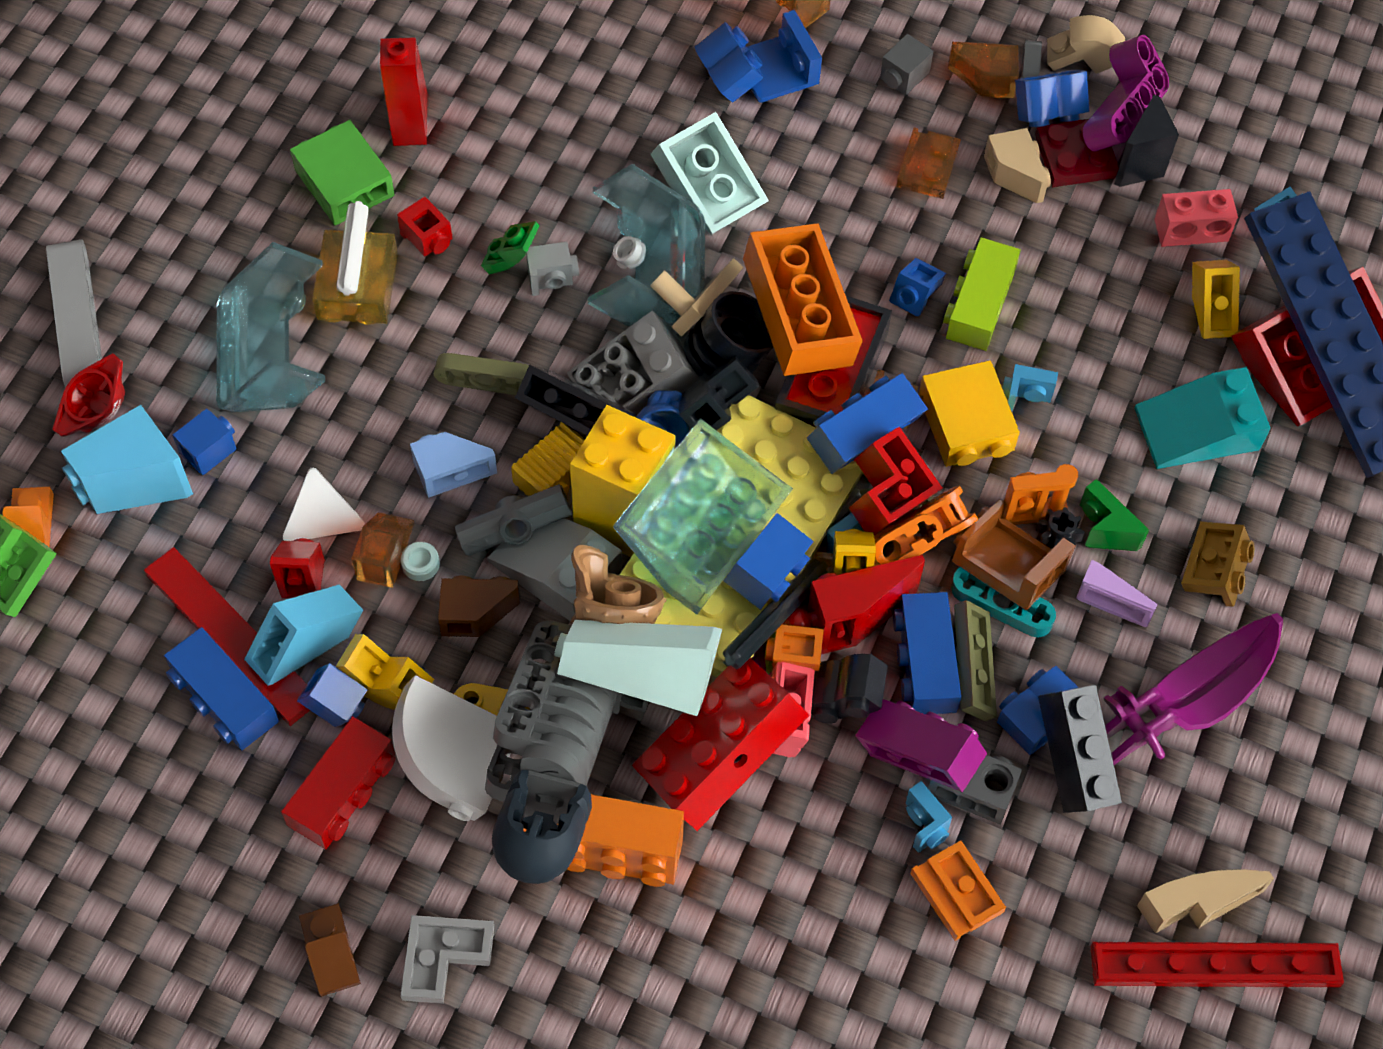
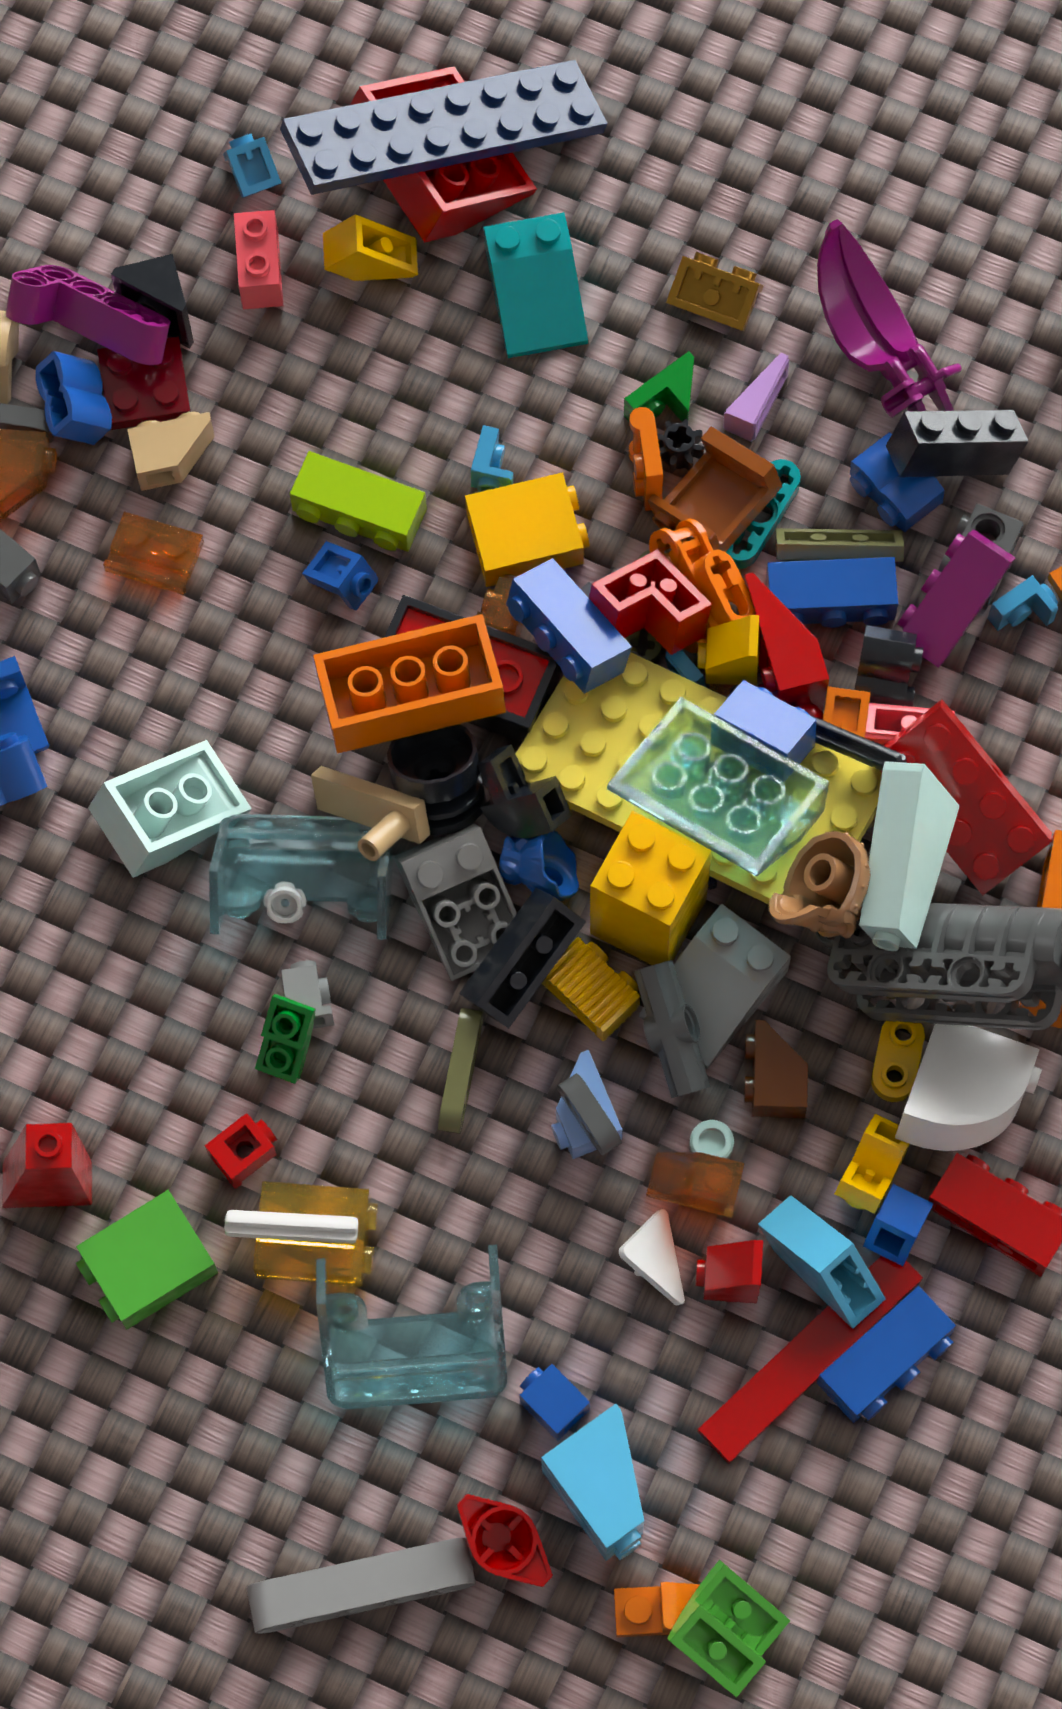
camera: 85 degrees left, 10 degrees up
(432, 447) = (589, 1114): none -> dark grey beam

